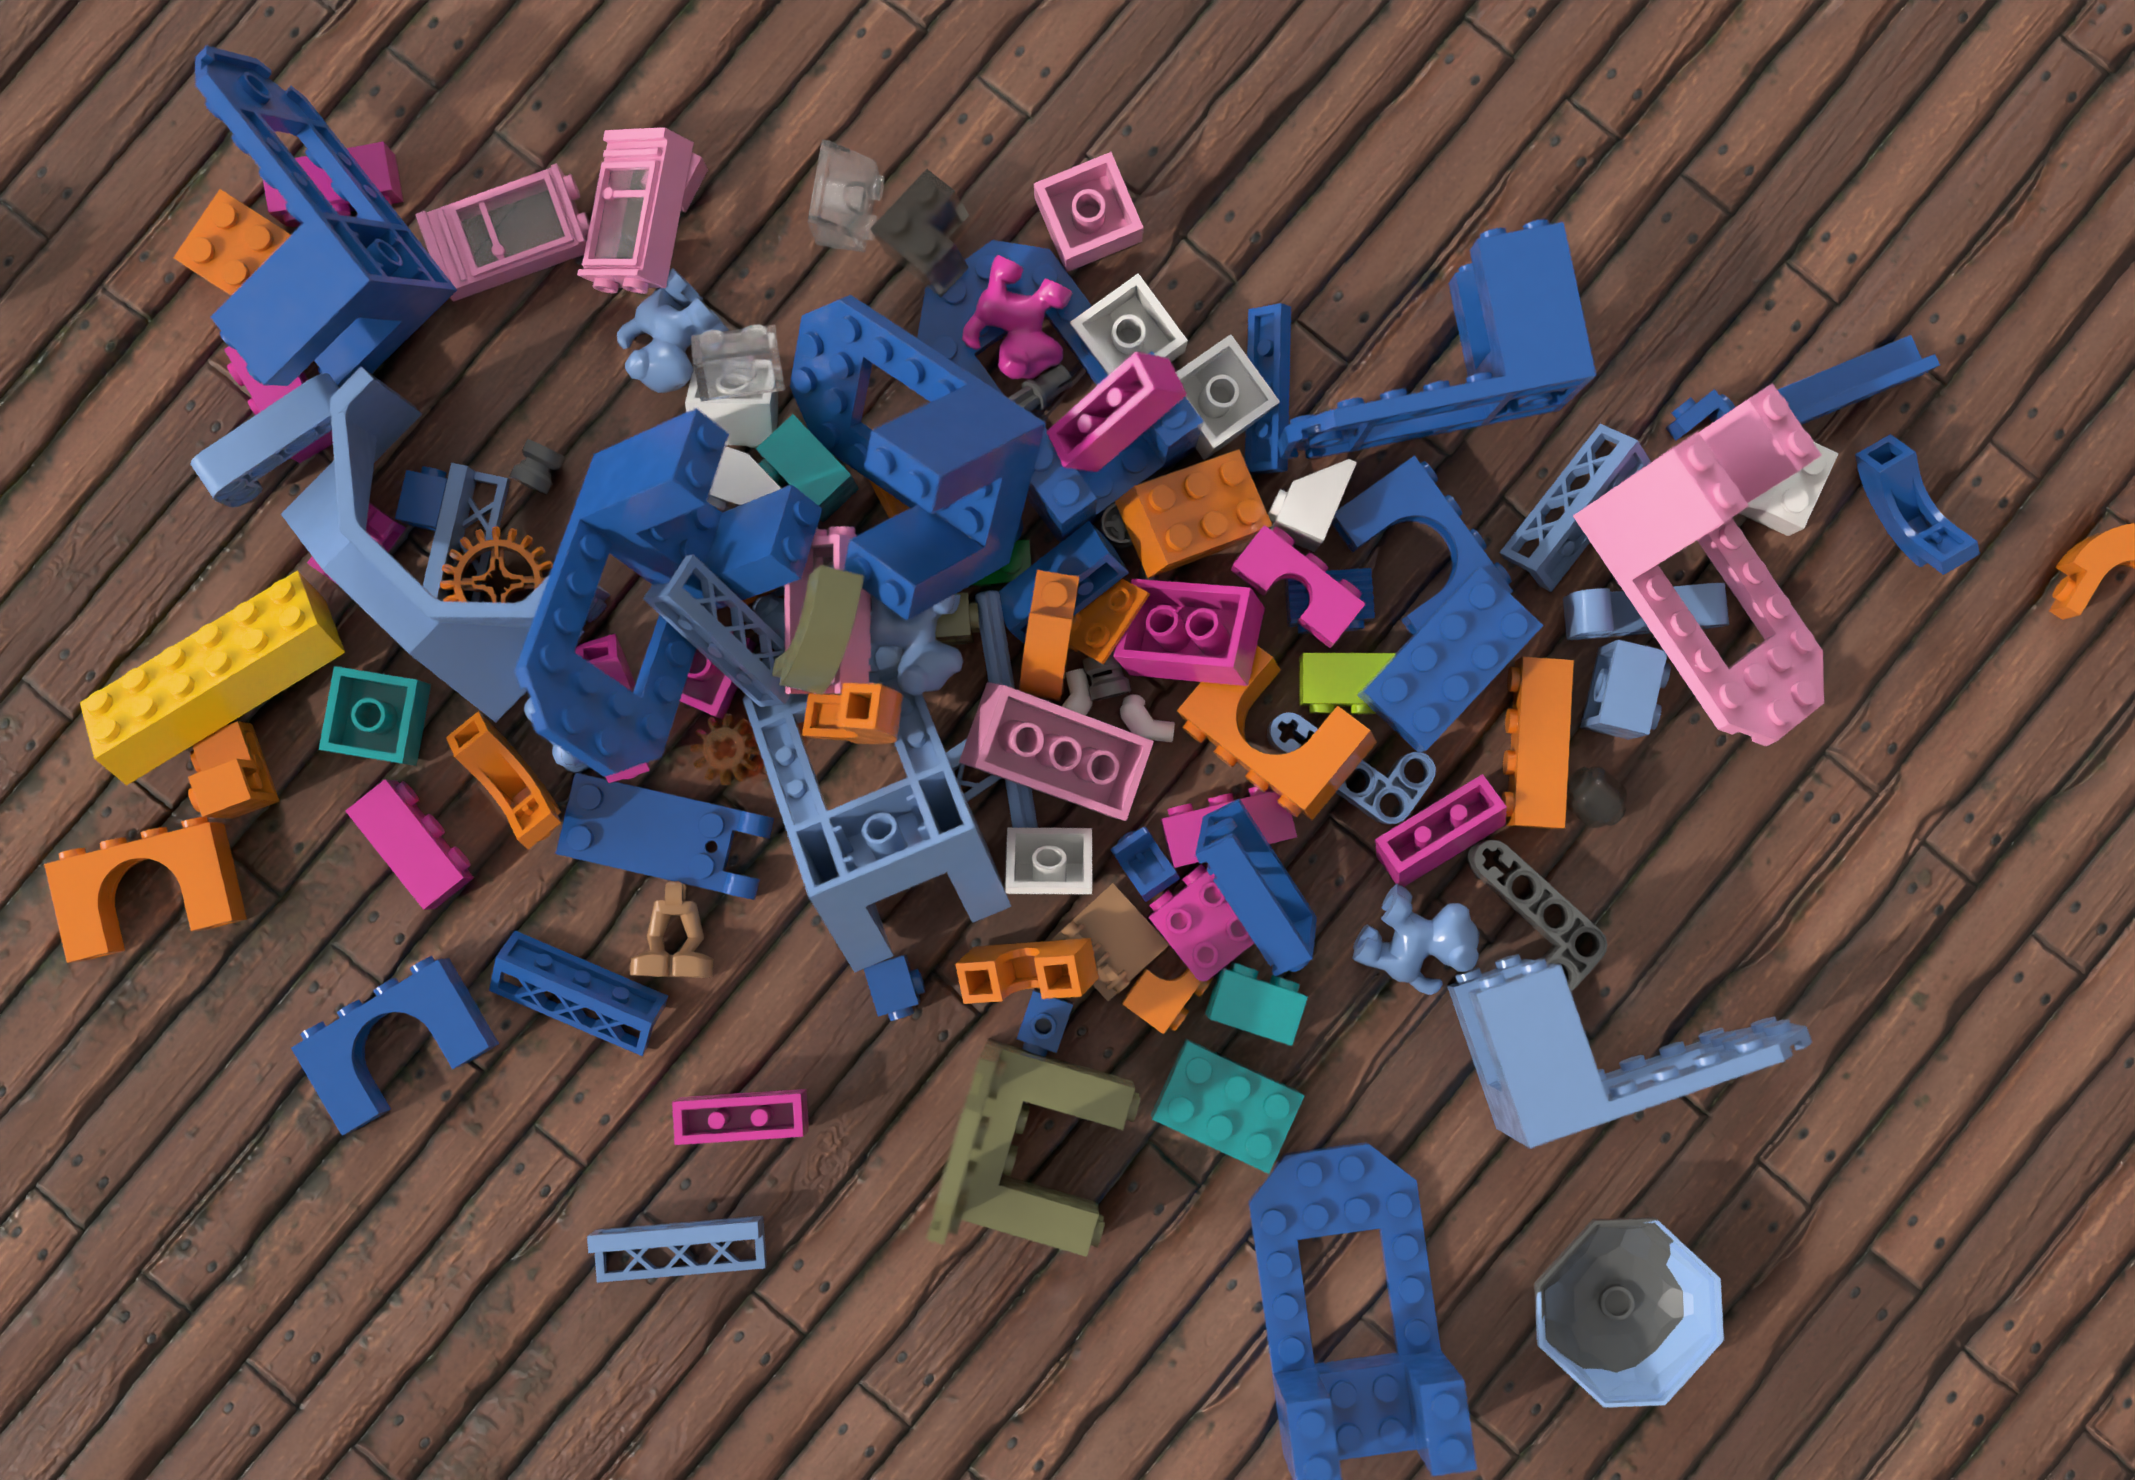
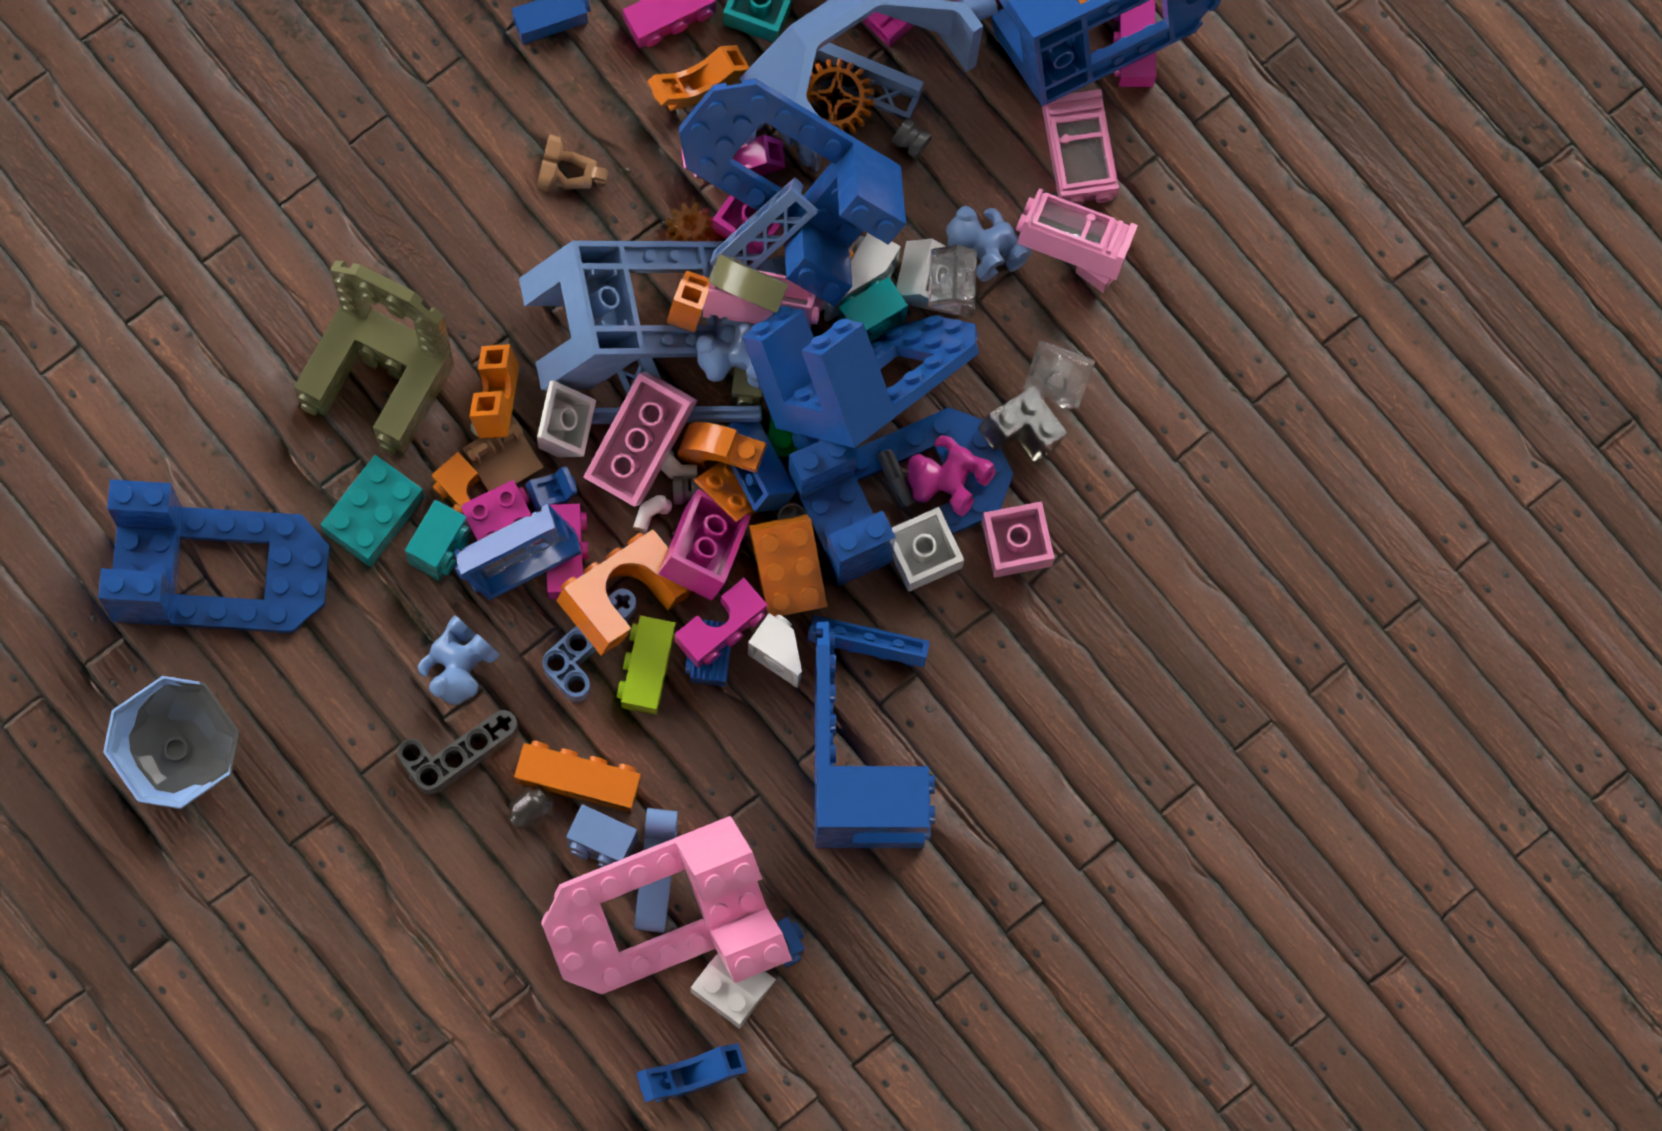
camera: 95 degrees right, 10 degrees down
(422, 498) = (905, 59): blue brick -> none
(578, 987) = (549, 101): blue fence -> none
(657, 834) = (640, 173): blue hinge -> none
(675, 1235) = (366, 131): medium blue fence -> none
(740, 1117) = (437, 188): dark pink brick -> none
(894, 987) = (503, 306): blue brick -> none
(1044, 1023) = (454, 400): blue brick -> none
(1116, 412) = (855, 499): dark pink brick -> none
(1225, 394) = (868, 601): white slope -> none
(1413, 496) = (702, 755): blue arch -> none
(1441, 831) = (529, 693): dark pink brick -> none
(1450, 660) = (647, 714): blue brick -> none
(1542, 1069) = (358, 712): medium blue bracket -> none
(1564, 539) = (707, 811): medium blue fence -> none
(1856, 380) = (791, 1051): blue fence -> none

